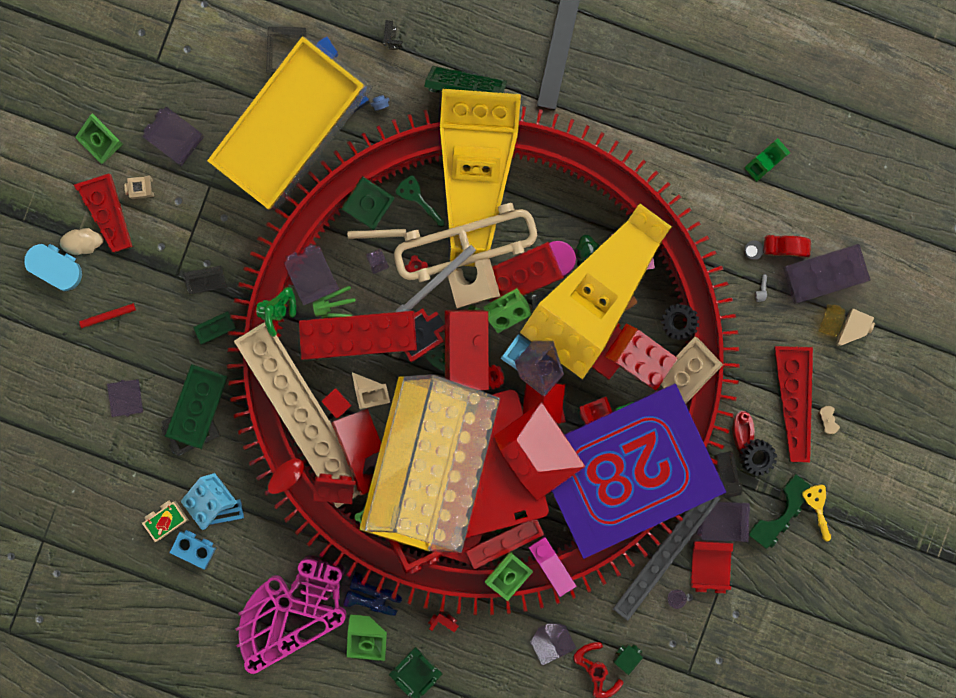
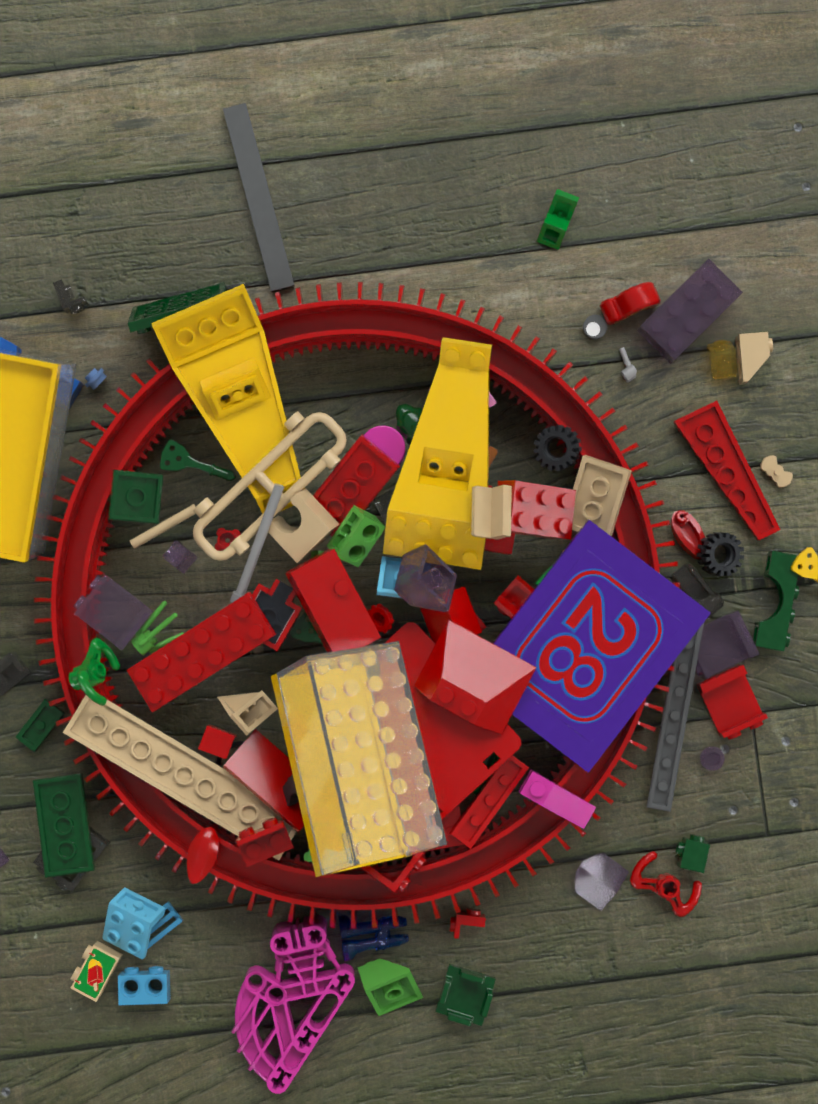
camera: 25 degrees left, 0 degrees up
(508, 576) = (513, 836): bright green slope -> none
(610, 342) = (491, 512): none -> tan panel

